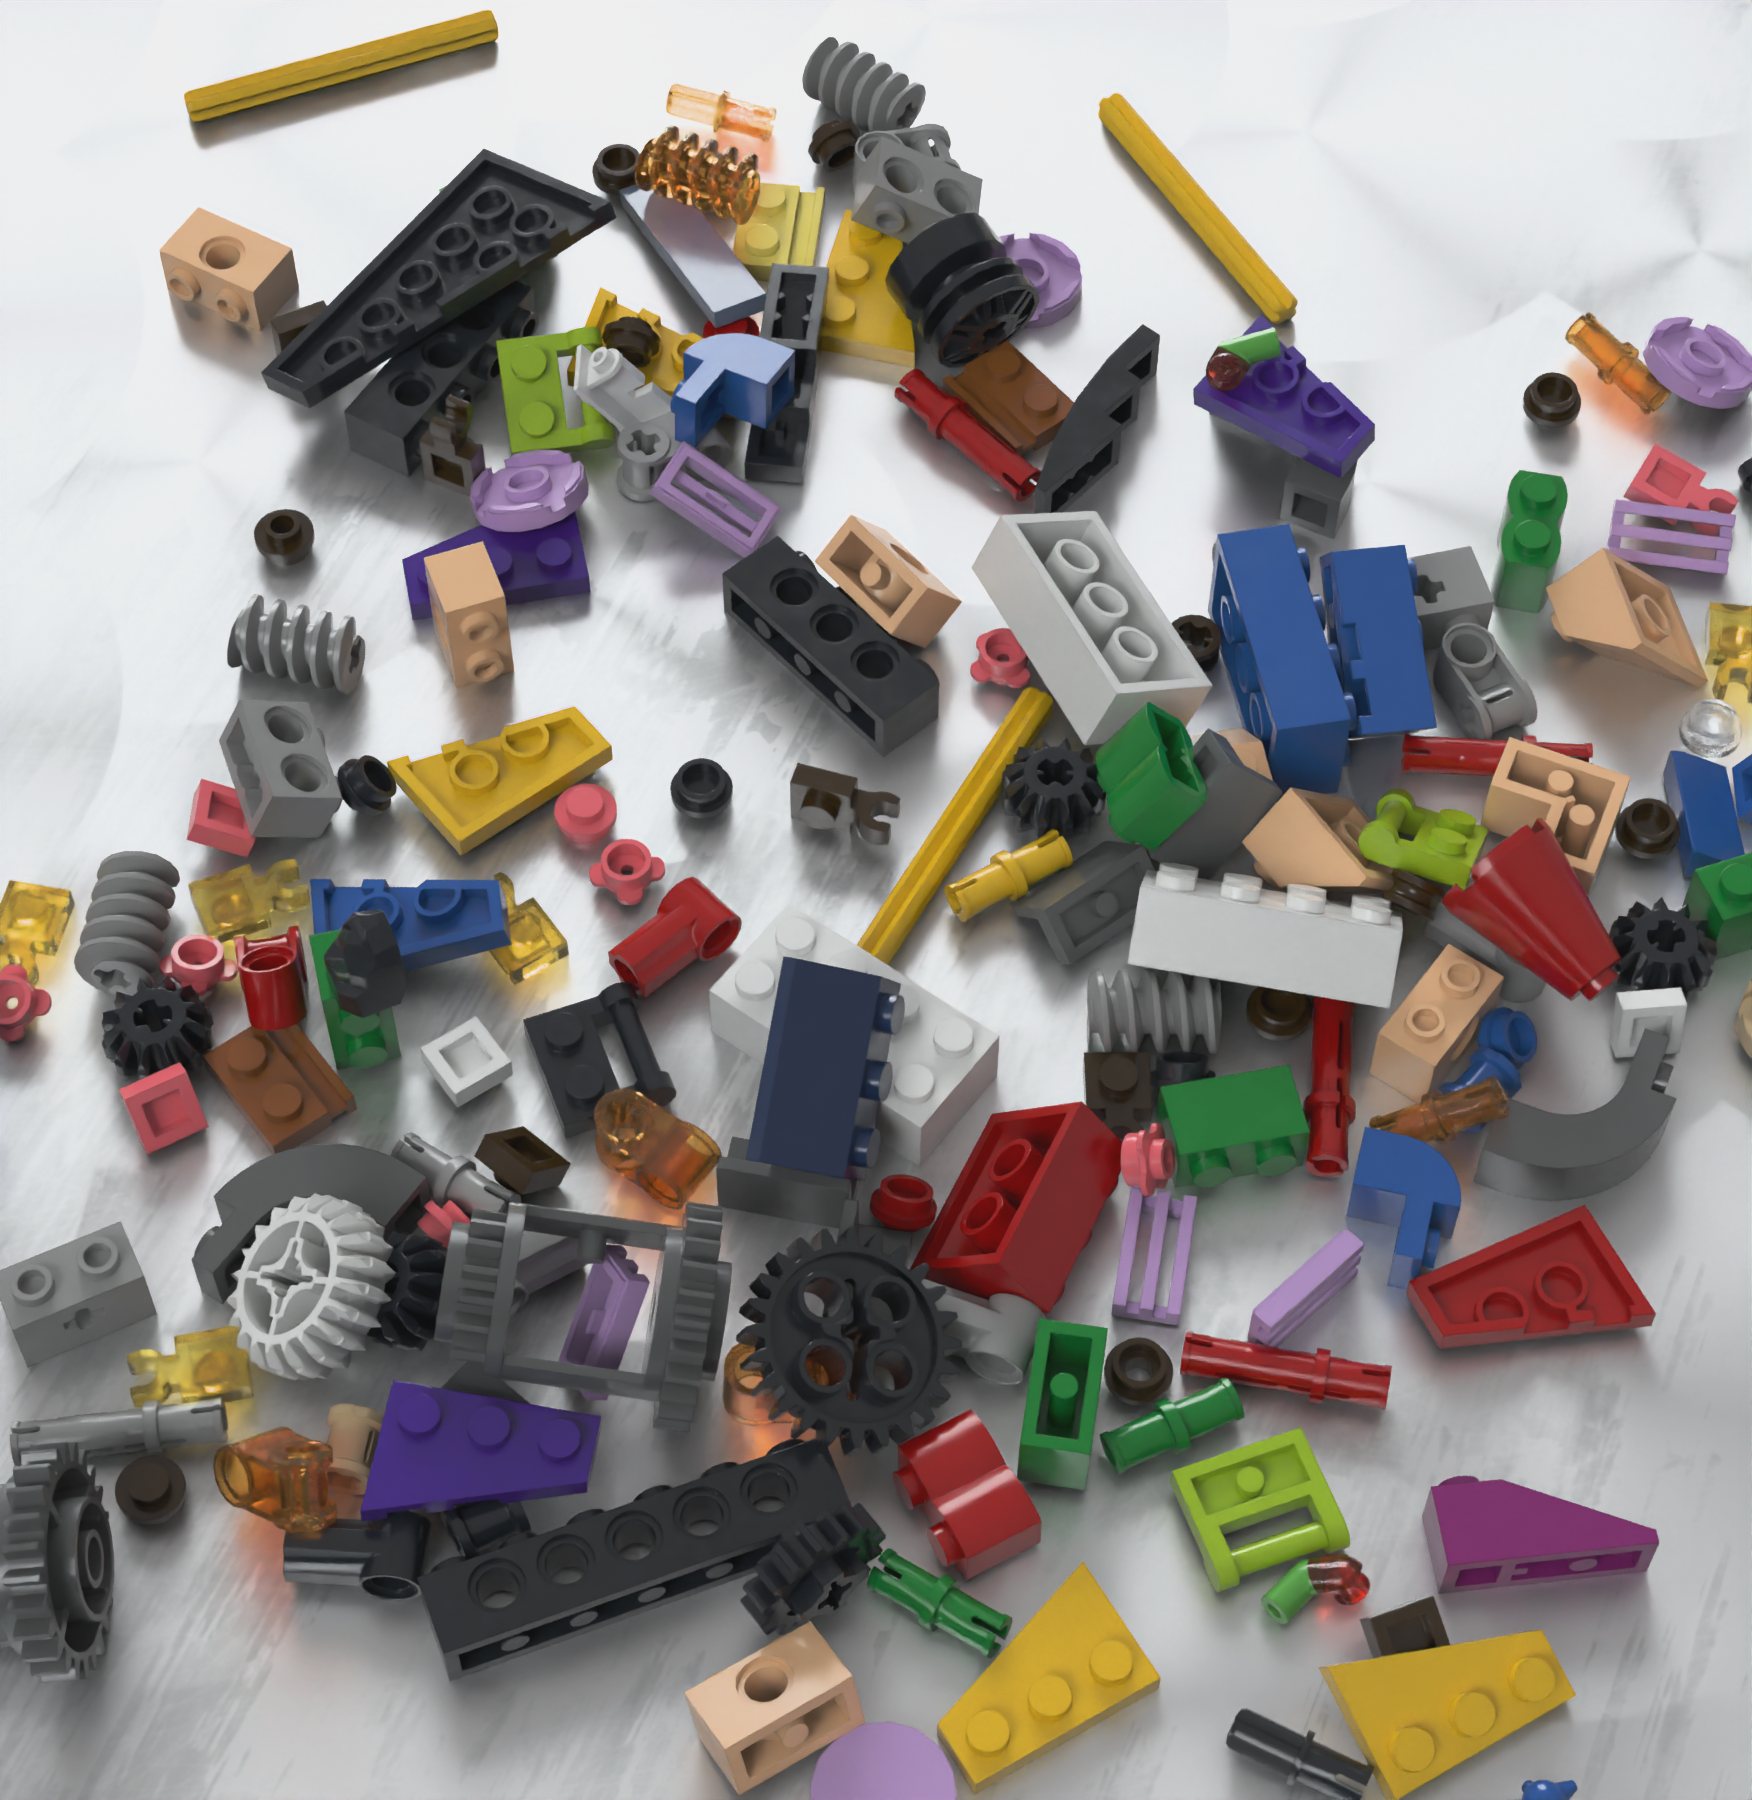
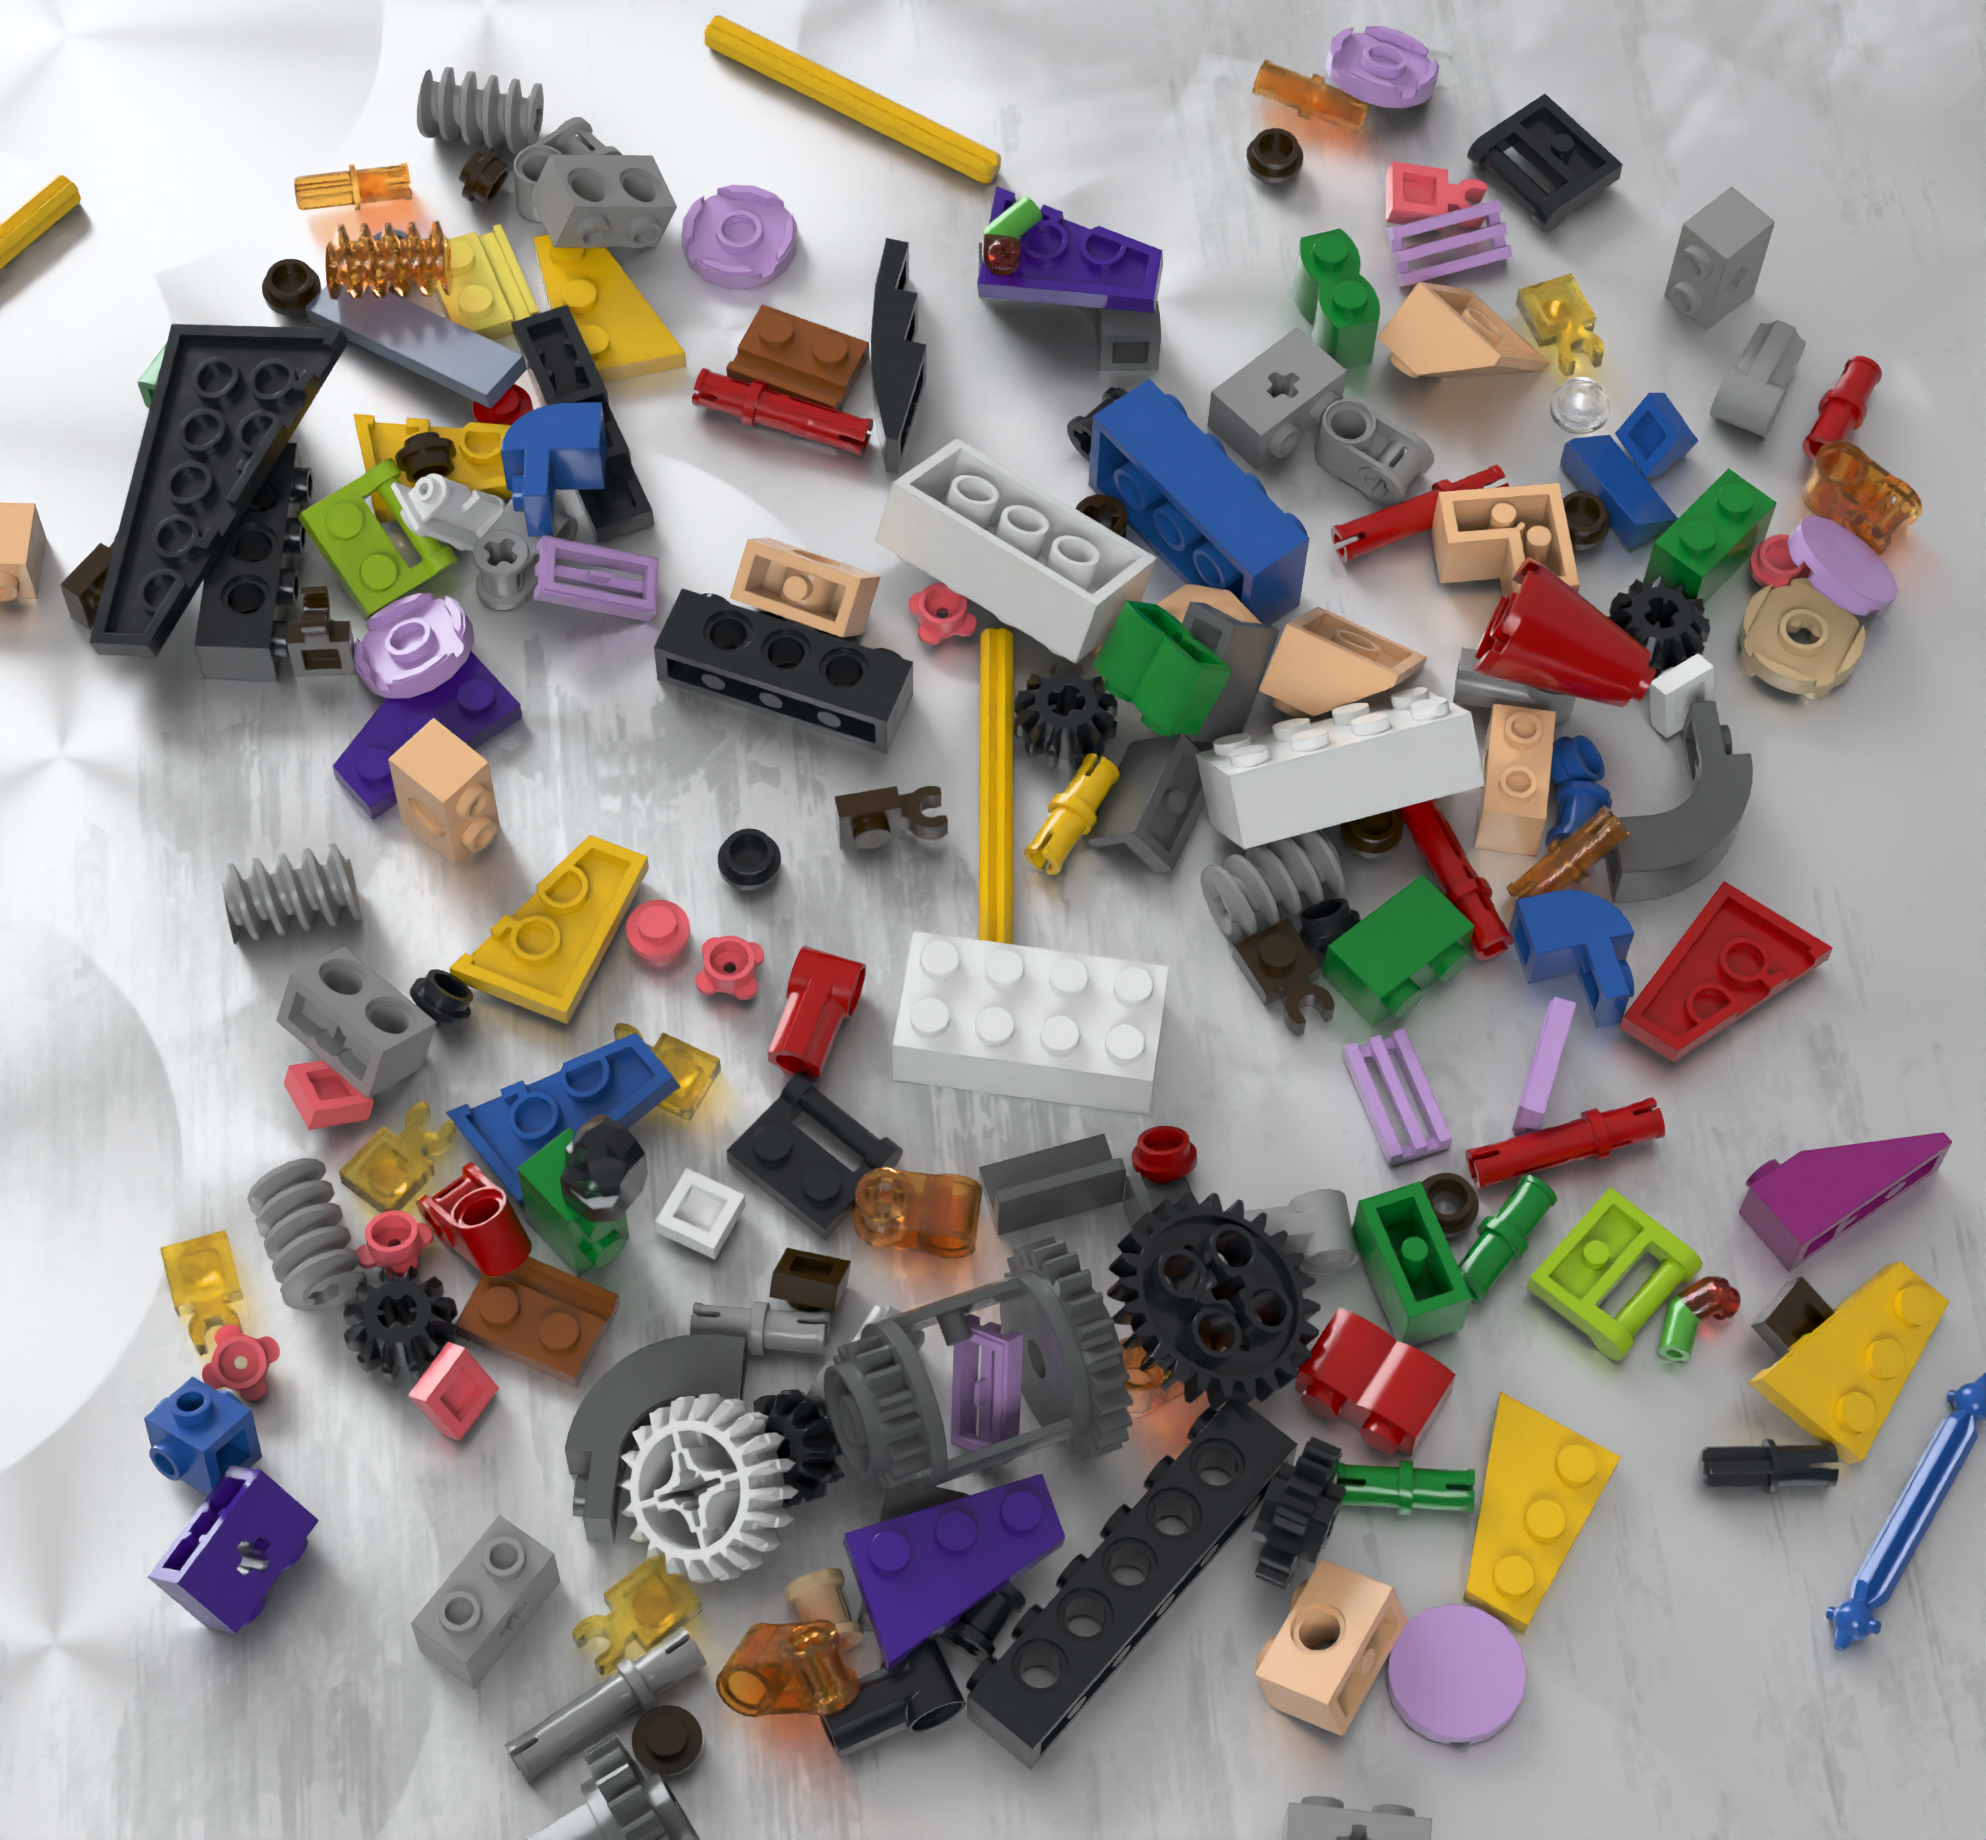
camera: 30 degrees left, 5 degrees up
(284, 536) = (201, 807): dark brown plate -> none
(438, 1222) = (782, 1371): coral plate -> none
(825, 1070) = (1062, 1070): dark blue slope -> none
(961, 289) = (696, 270): black wheel -> none
(1024, 1204) = (1267, 1105): red slope -> none
(1147, 1159) = (1352, 1015): coral plate -> none
(1378, 638) = (1284, 448): blue wedge -> none
(1413, 894) = (1437, 672): dark brown bush -> none
(1443, 844) = (1429, 615): lime plate -> none

